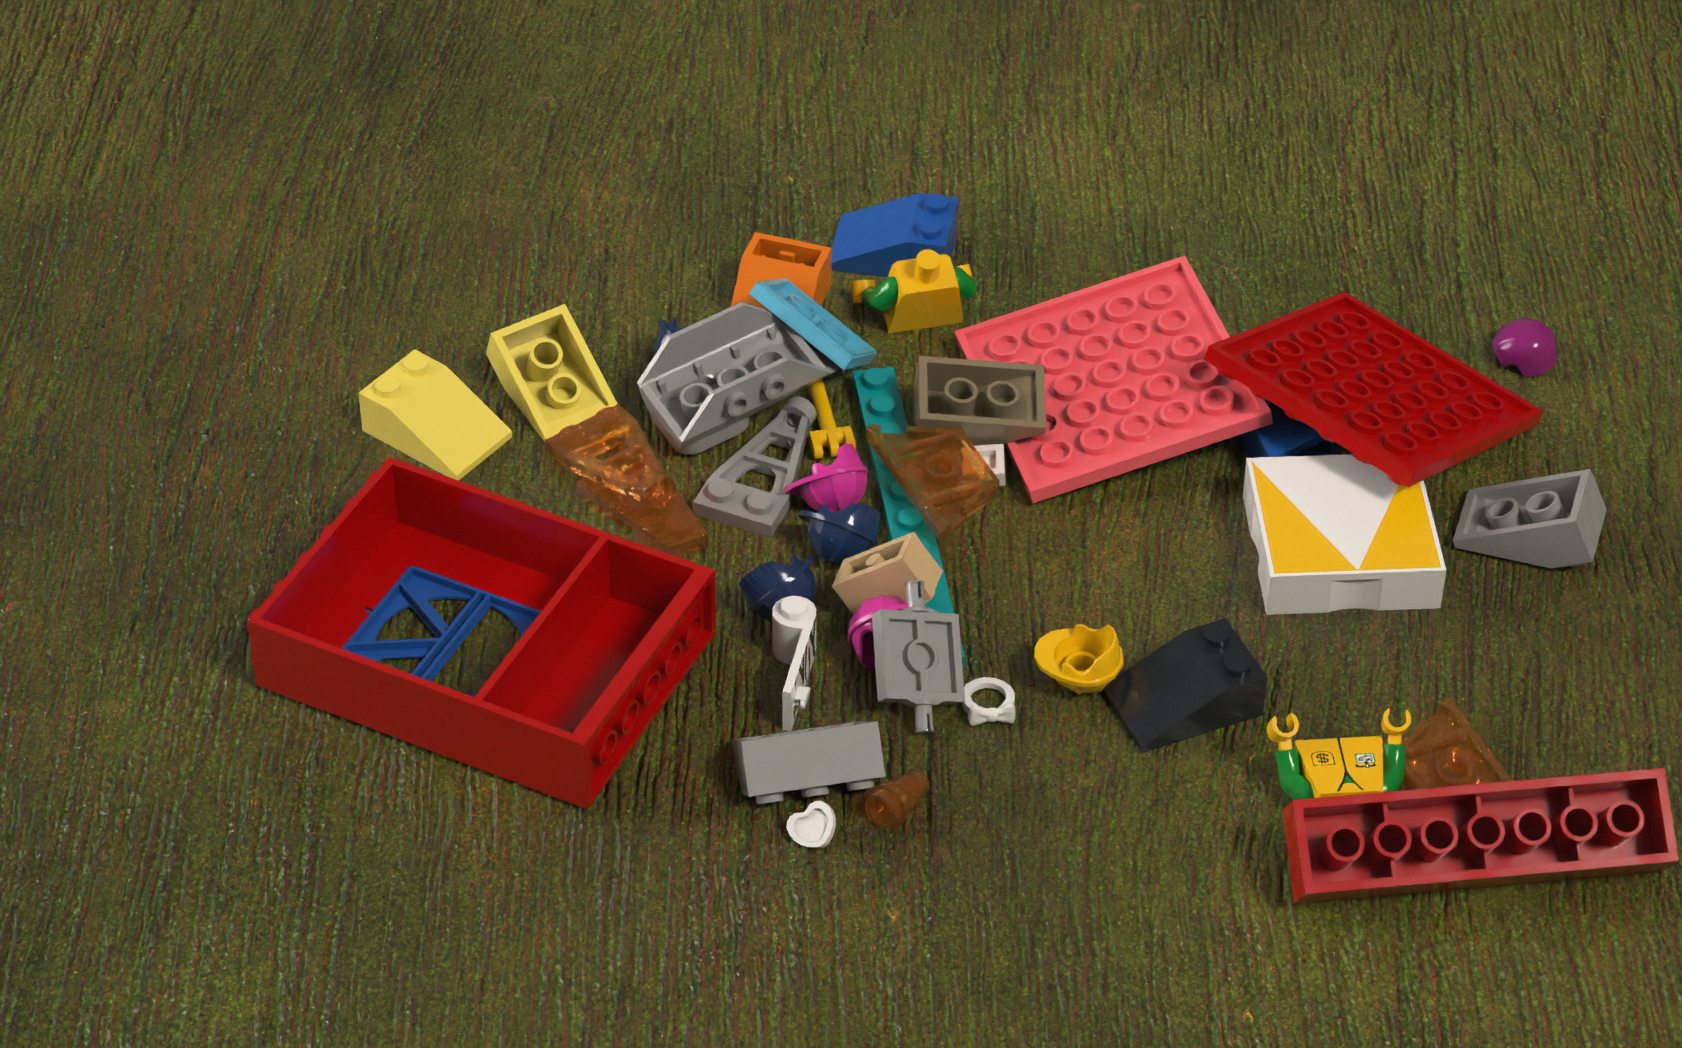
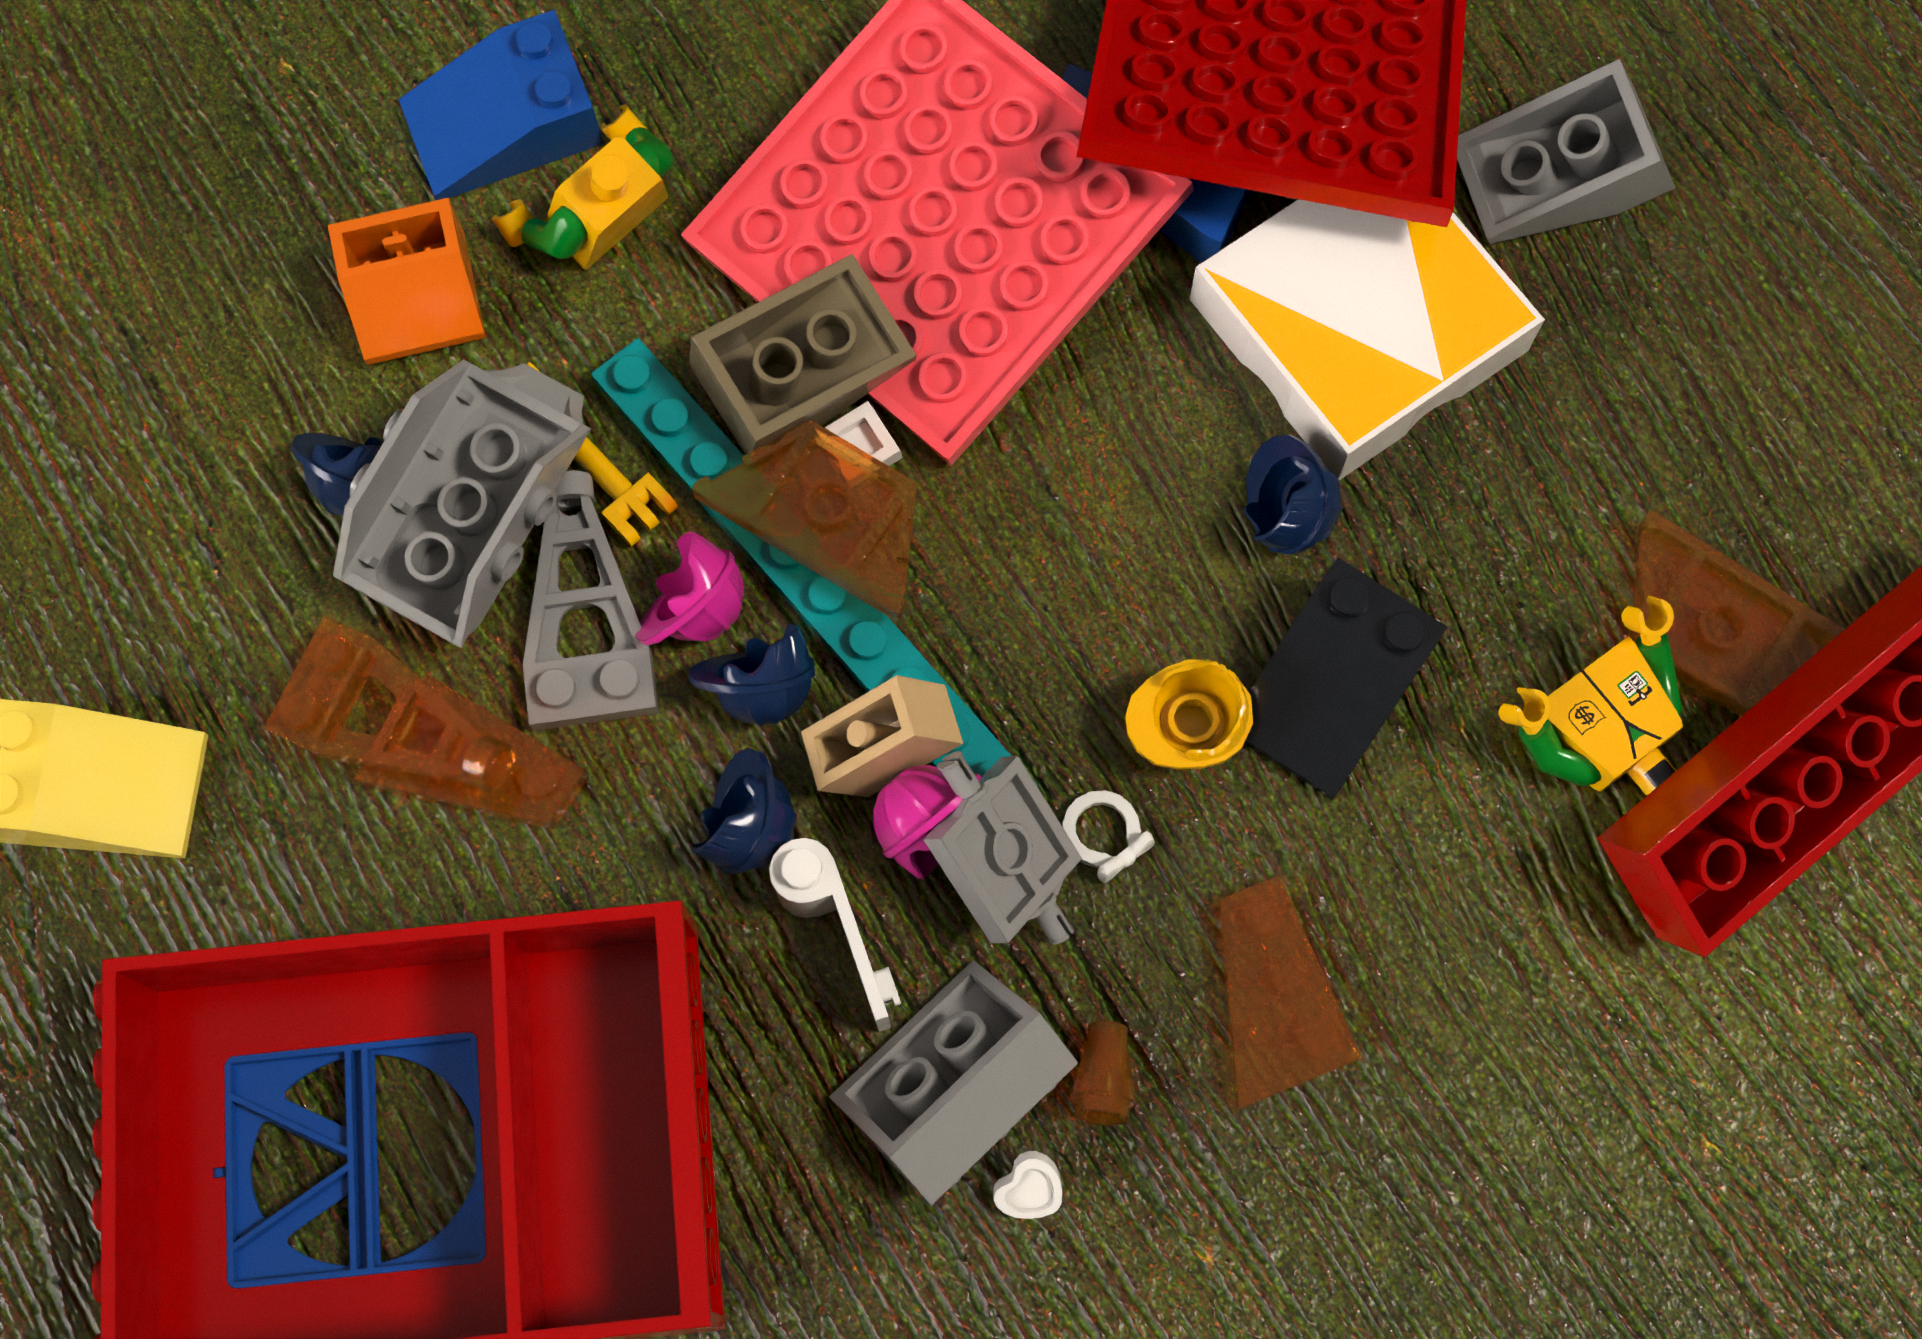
camera: 30 degrees left, 30 degrees up
(549, 371) = (205, 615): light yellow slope -> none
(813, 323) = (504, 342): medium azure tile -> none
(1030, 819) = (1278, 998): none -> clear orange wing
(1225, 594) = (1291, 496): none -> dark blue piece

